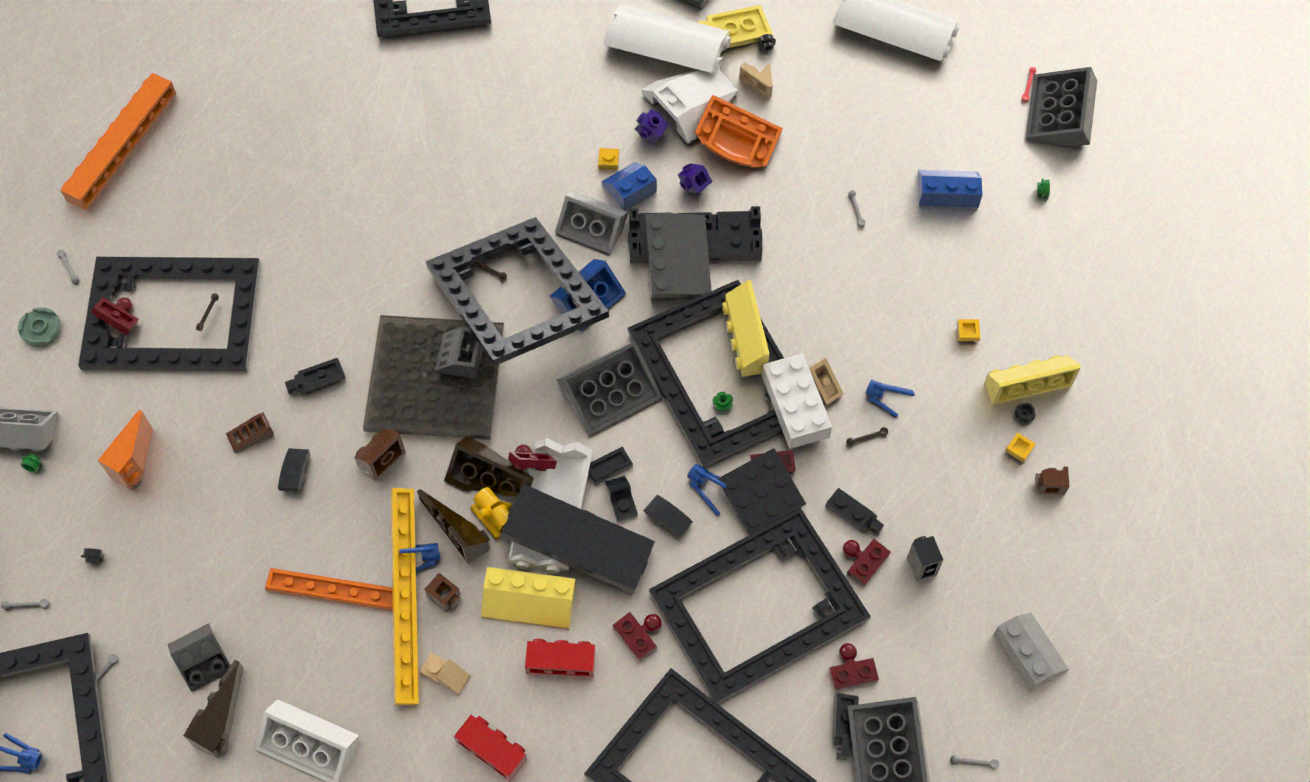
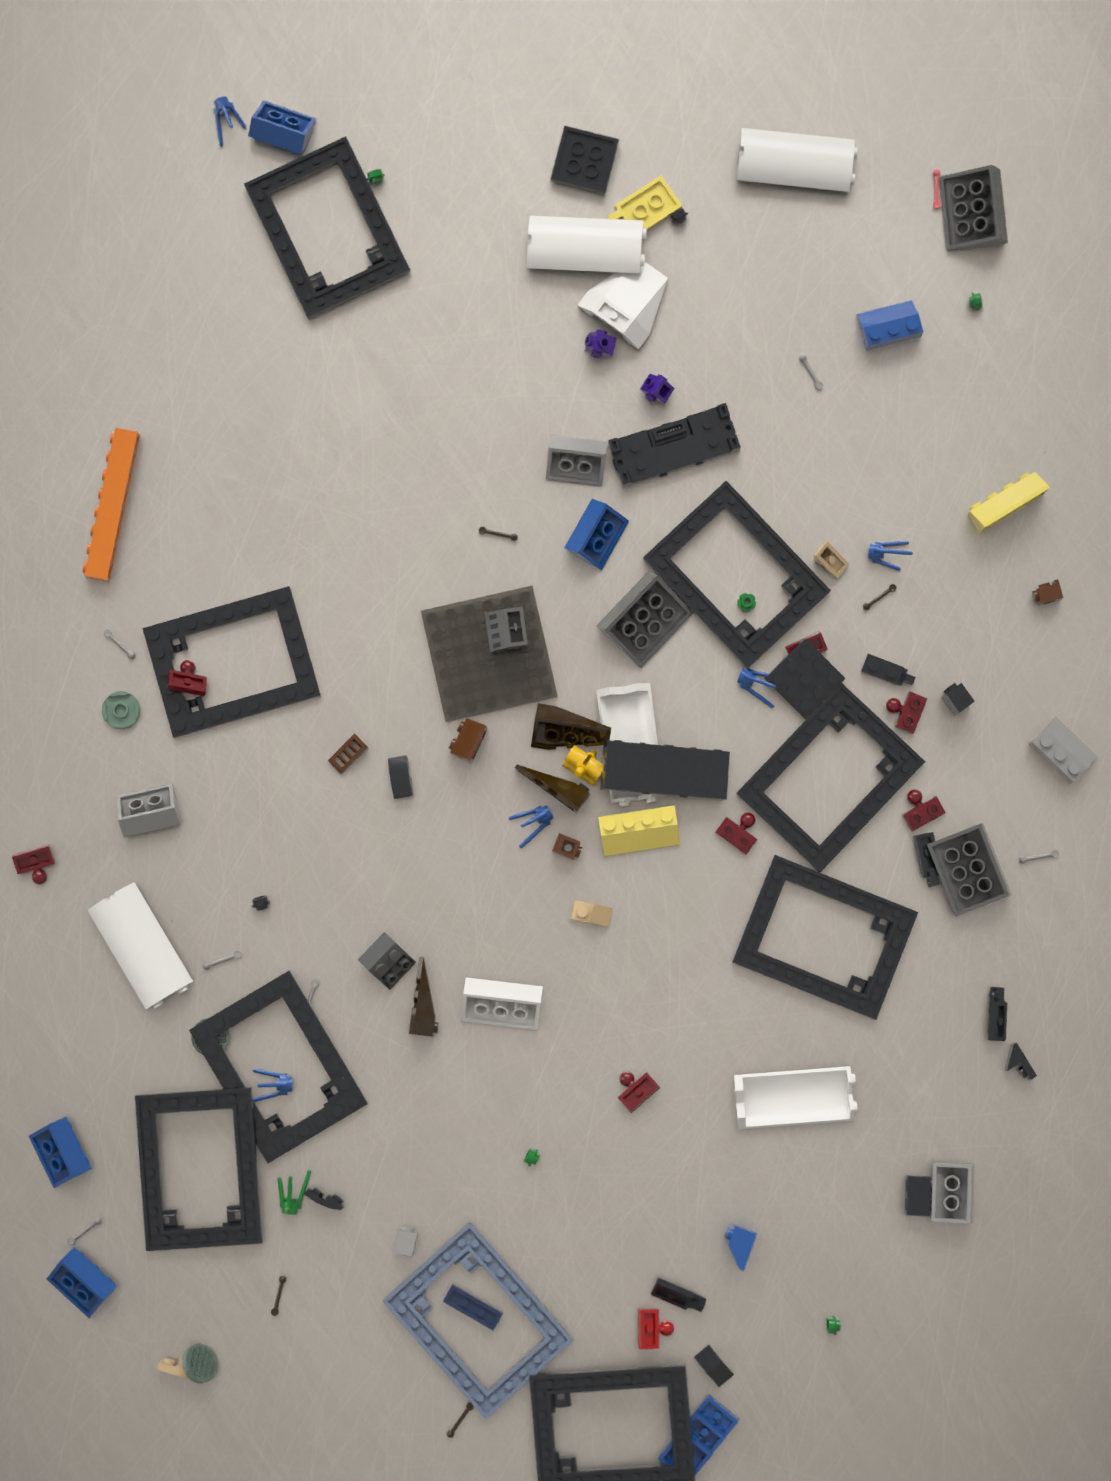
camera: 15 degrees left, 20 degrees up
(31, 463) = (172, 838): green plate -> none
(128, 452) = (256, 810): orange slope -> none
(214, 297) = (267, 637): dark brown hinge -> none
(316, 377) = (386, 685): black hinge -> none
(329, 589) = (472, 870): orange tile -> none
(404, 598) = (536, 859): yellow plate -> none
(491, 747) = (651, 962): red brick -> none
(524, 459) = (600, 712): dark red plate -> none
(529, 236) = (517, 493): plate -> none
(560, 658) = (682, 873): red brick -> none
(608, 158) = (569, 387): yellow plate -> none
(609, 465) = (667, 690): black tile -> none
(621, 498) = (686, 716): black slope -> none
(631, 185) = (598, 409): blue slope -> none
(668, 515) = (732, 722): black slope -> none
(677, 255) = (666, 475): dark grey slope -> none
(737, 134) = (682, 329): orange slope -> none
(746, 329) = (750, 534): light yellow slope -> none
(758, 80) = (688, 263): tan slope -> none
(796, 401) = (812, 587): white brick -> none
(968, 330) = (942, 468): yellow plate -> none
(1020, 447) = (1013, 569): yellow plate -> none
(1029, 409) = (1014, 532): black plate -> none

